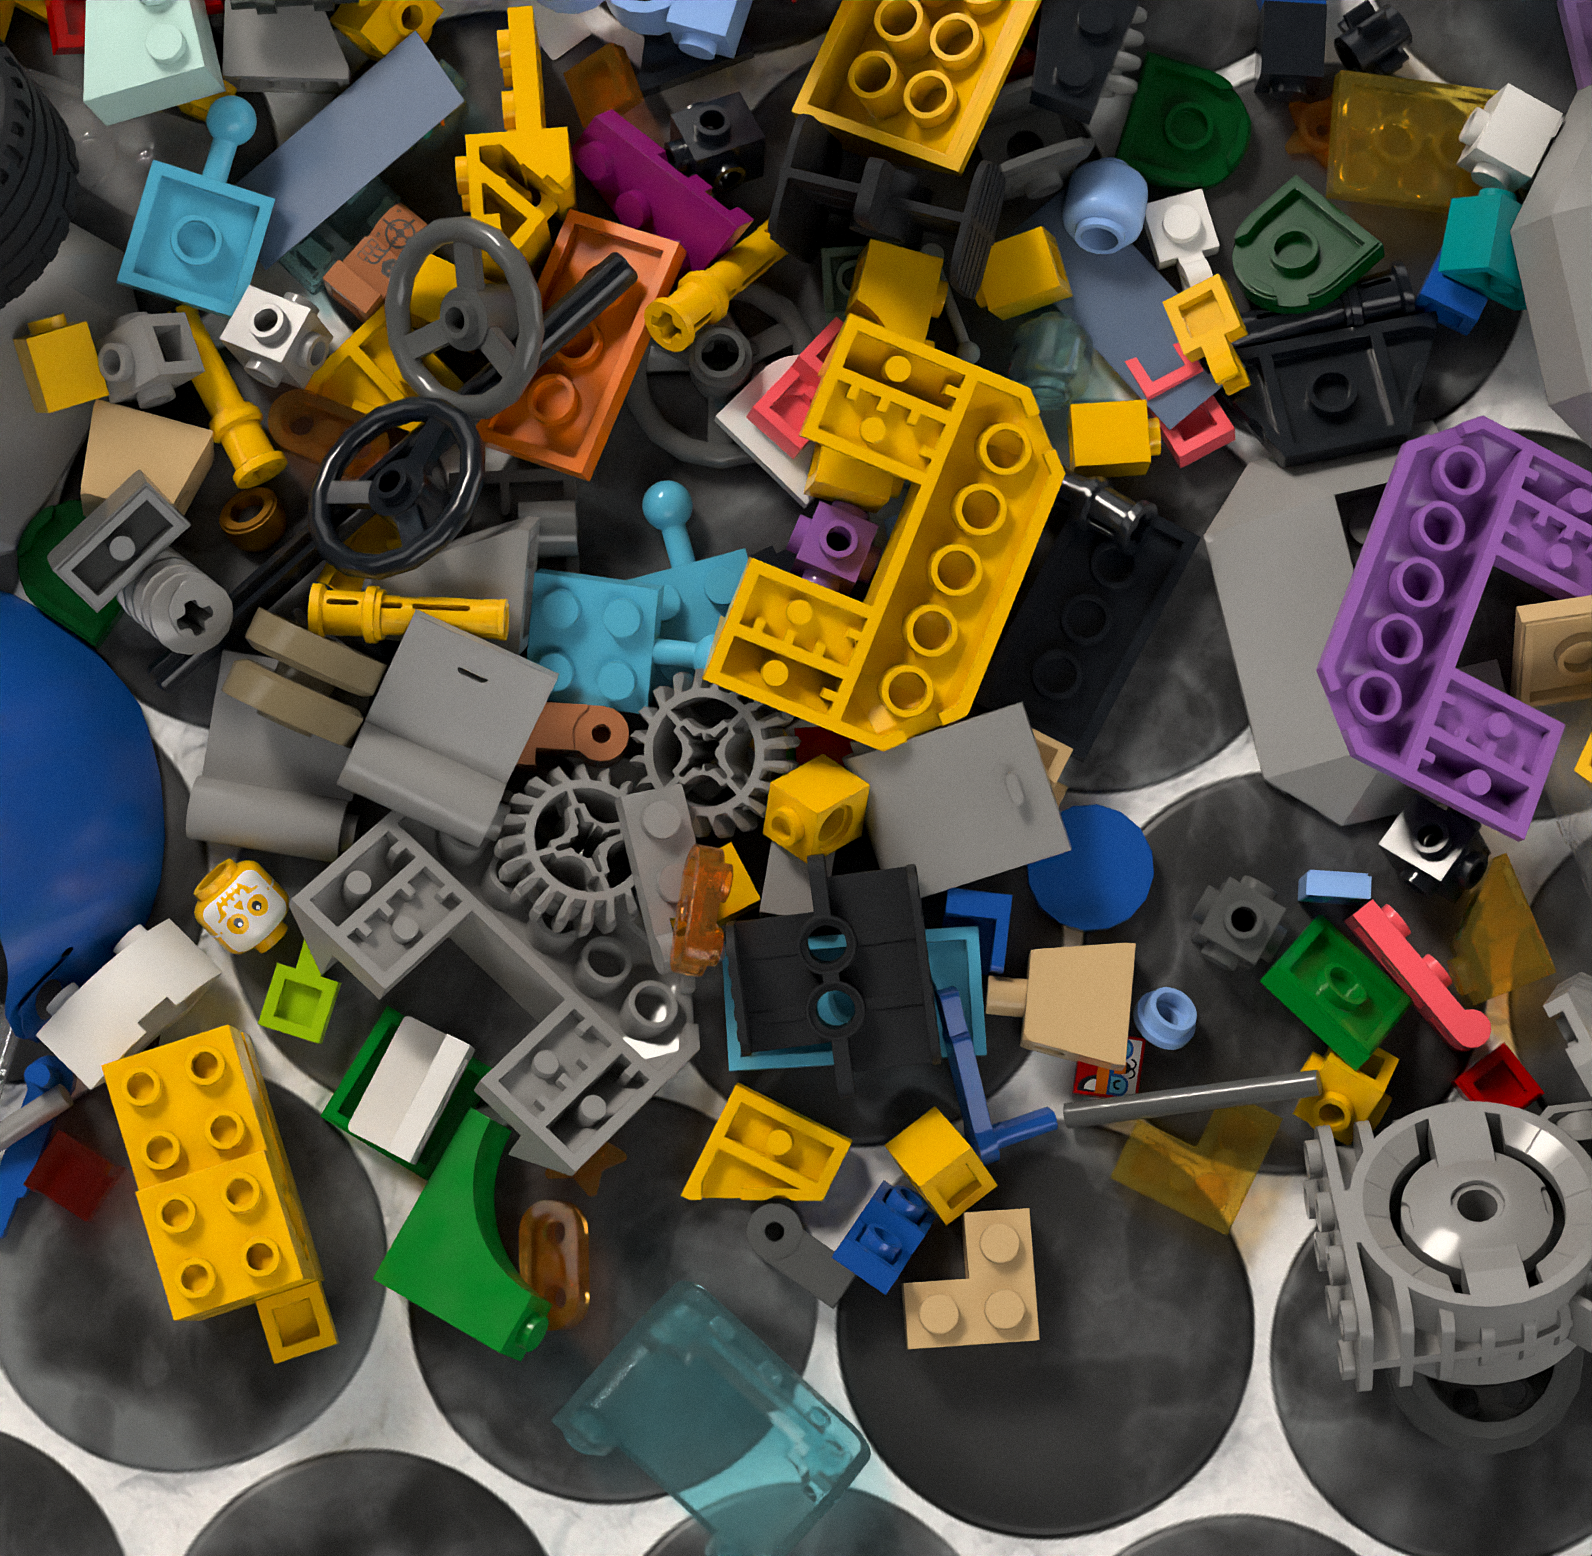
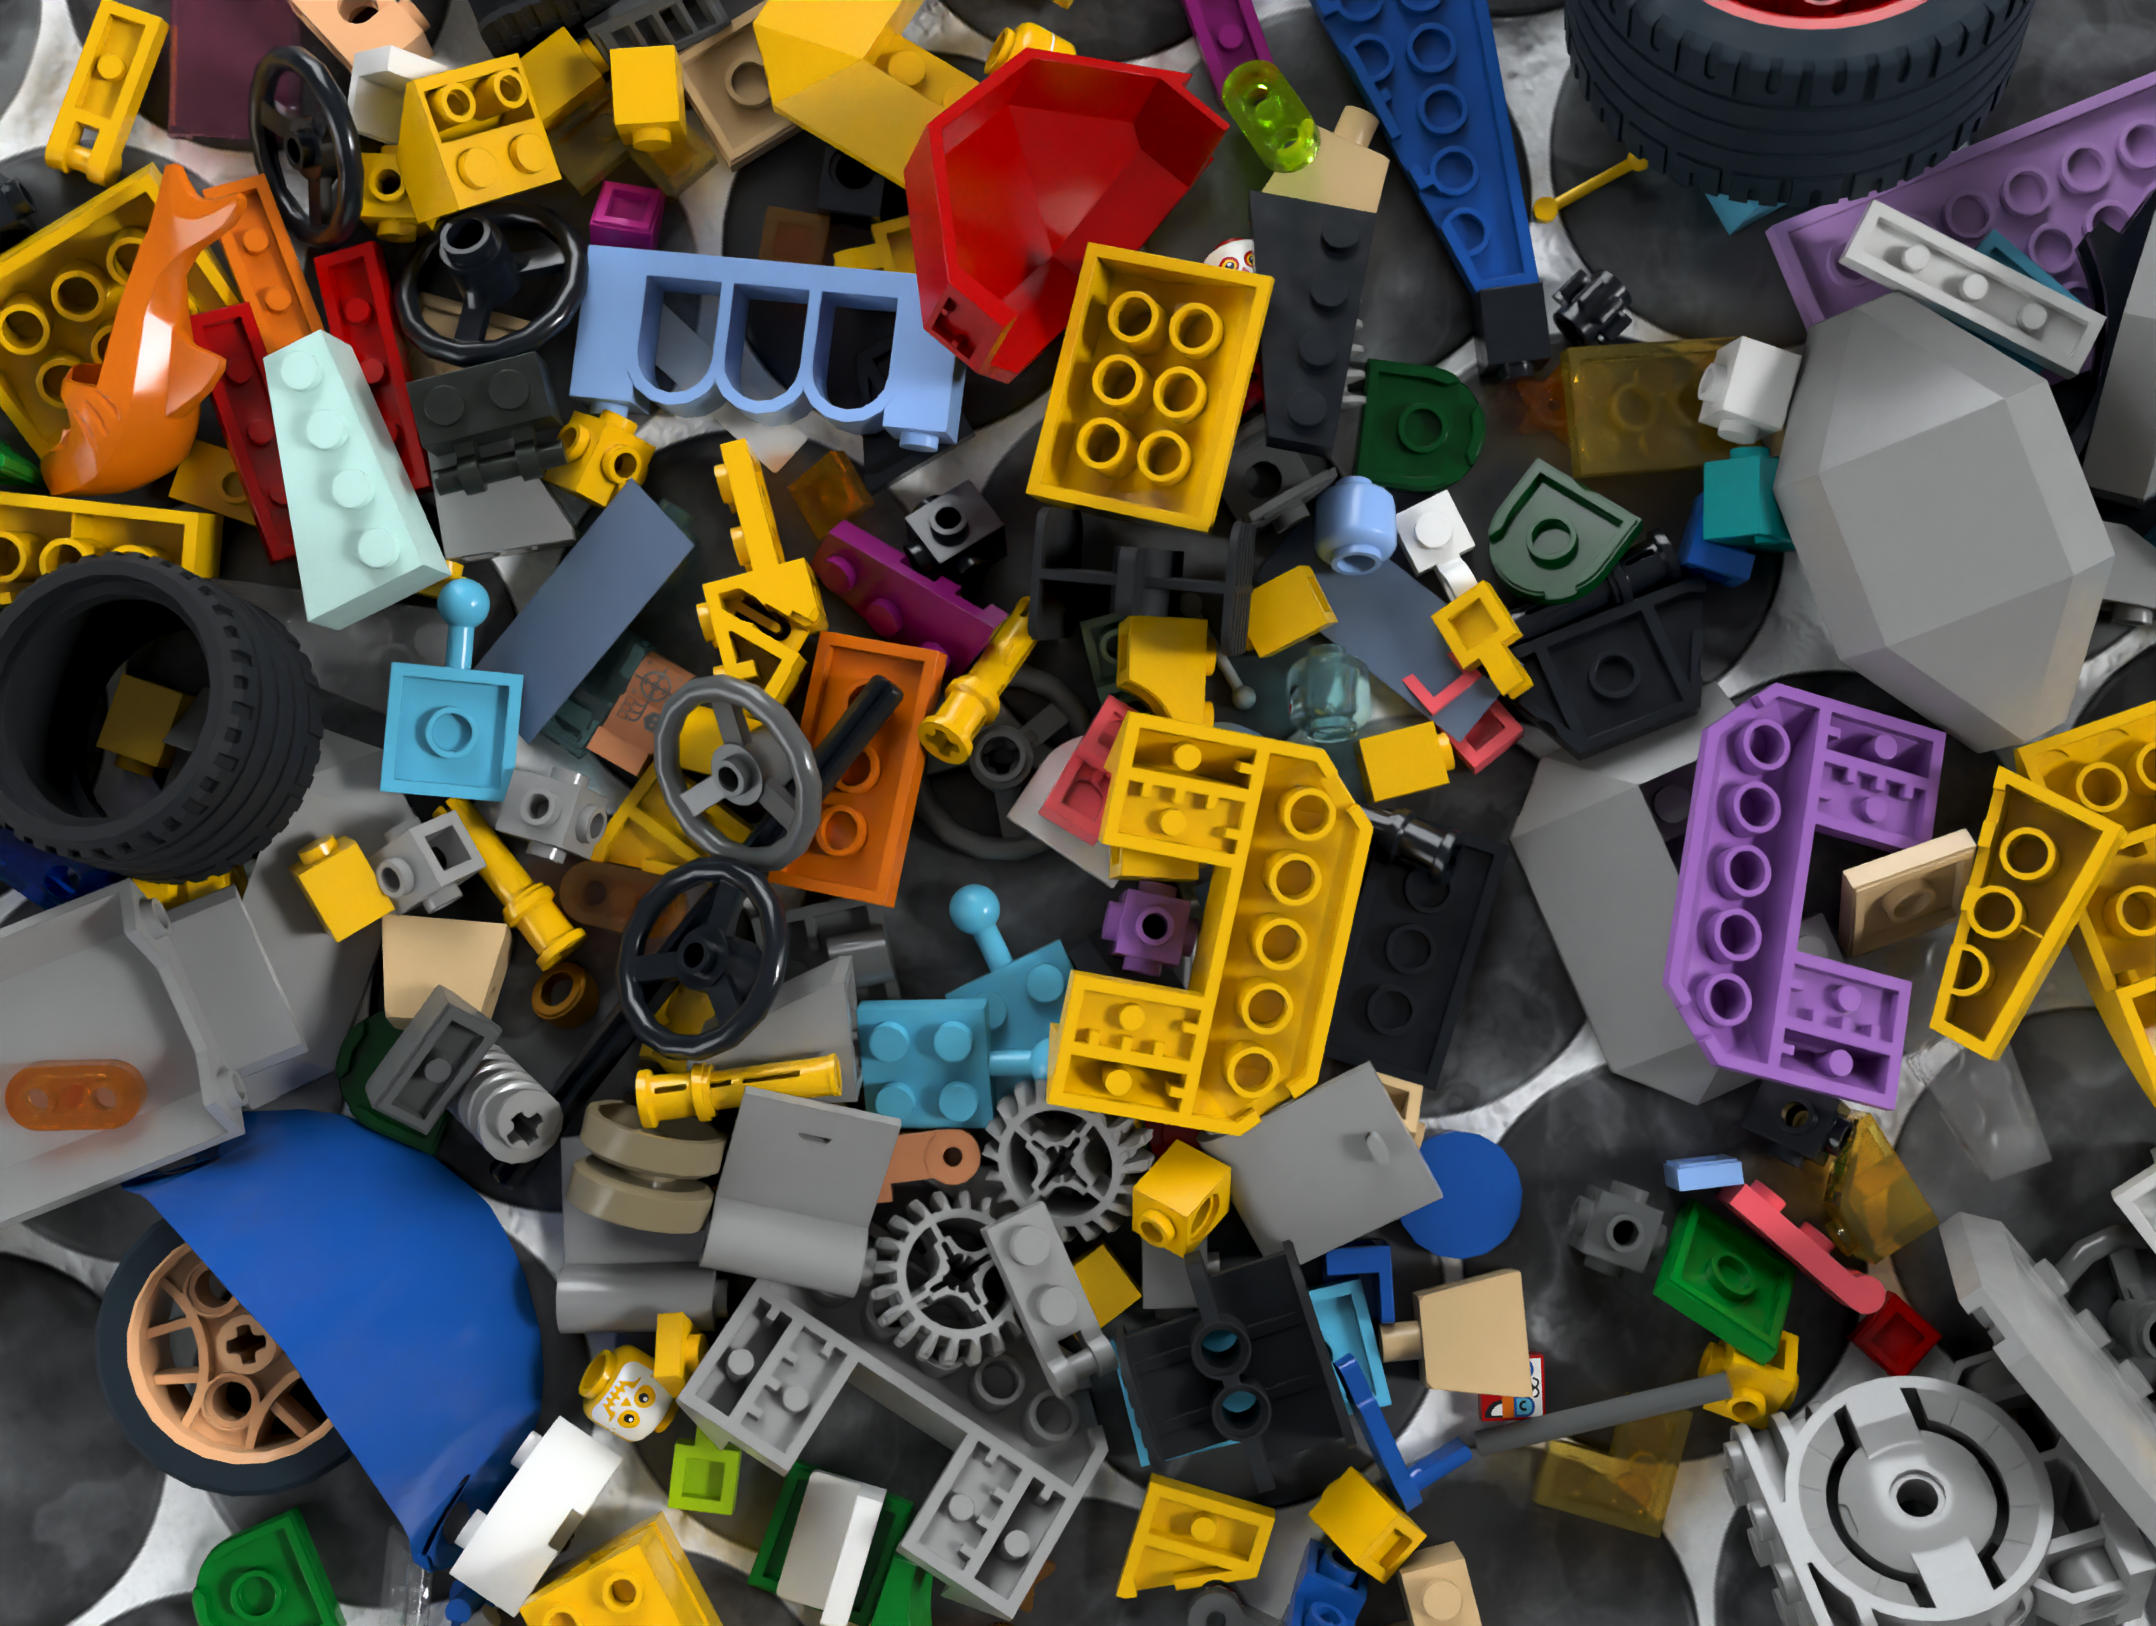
camera: 15 degrees left, 5 degrees up
(297, 863) = (677, 1351): none -> yellow plate
(703, 886) = (1088, 1363): clear orange plate -> none
(1166, 1018) = (1569, 1323): light blue plate -> none

